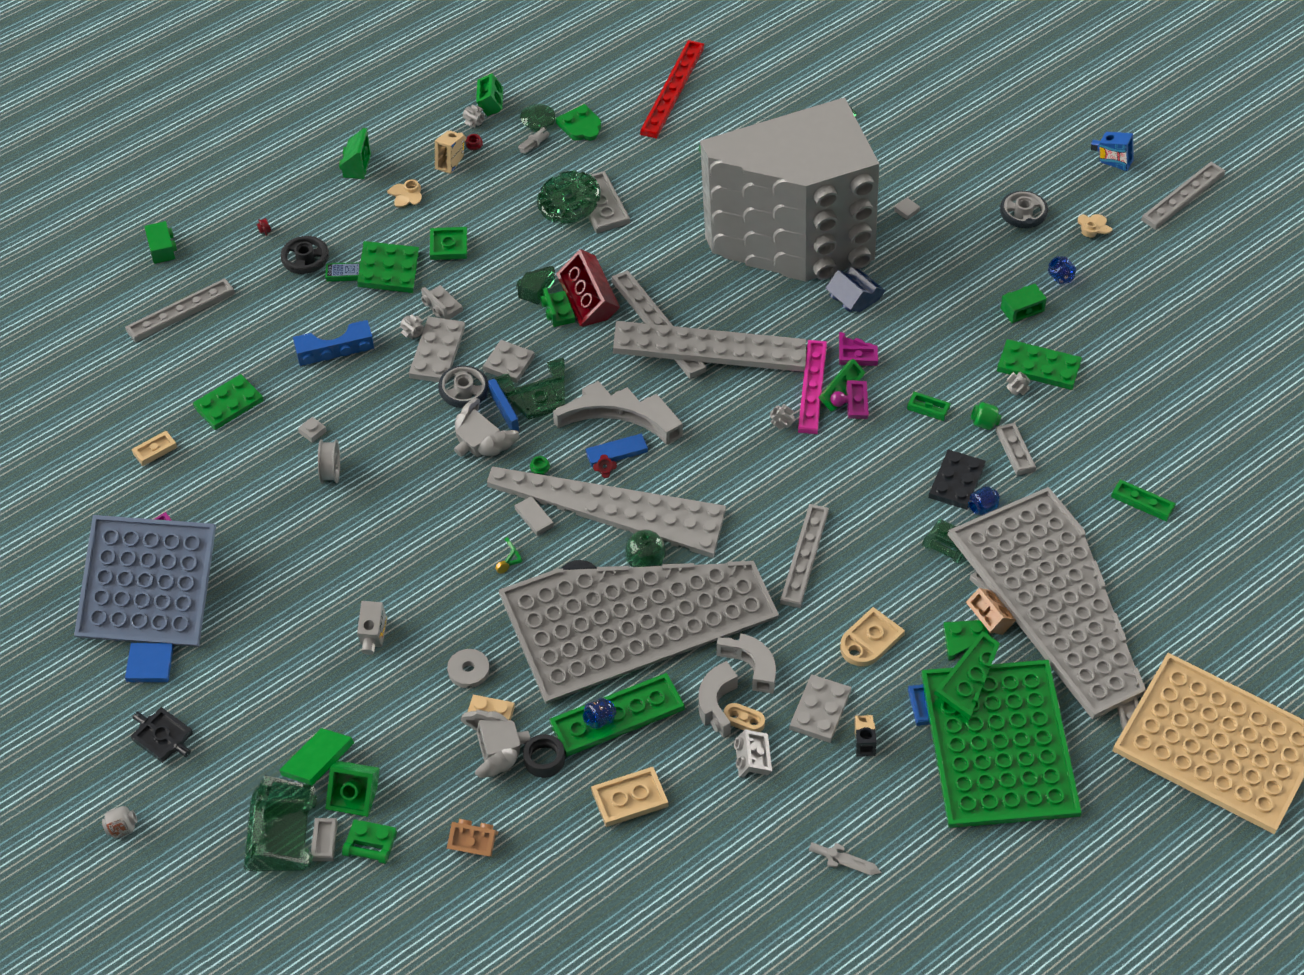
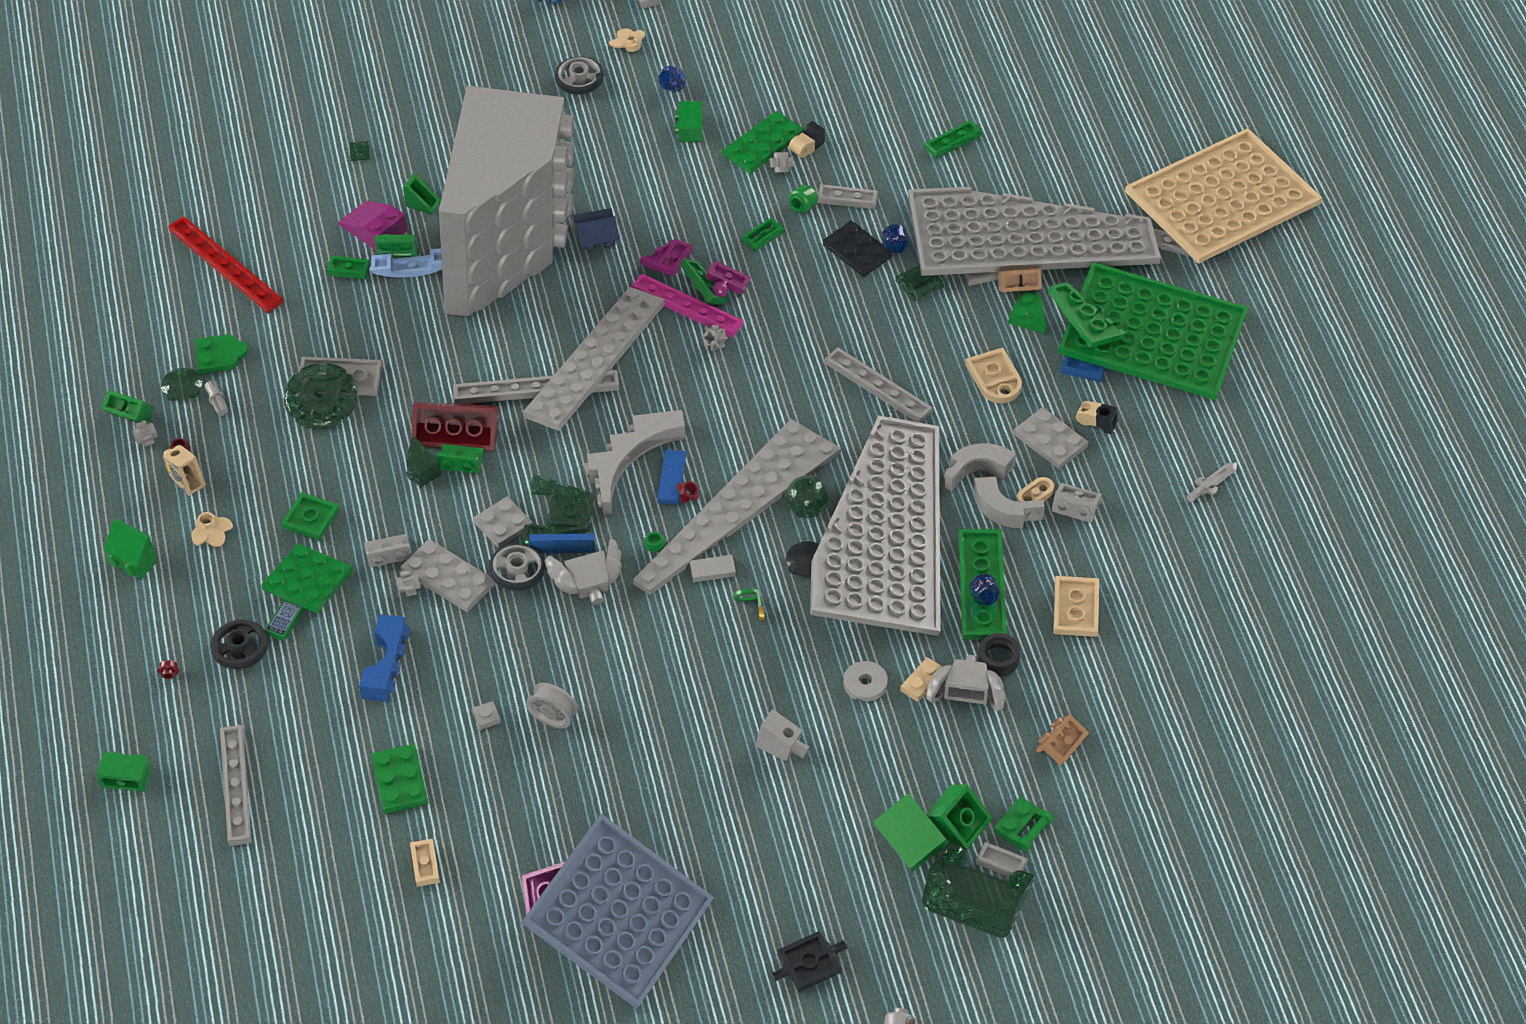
camera: 65 degrees left, 0 degrees up
(149, 662) = (708, 949): blue tile -> none
(1059, 393) = (808, 140): none -> leg

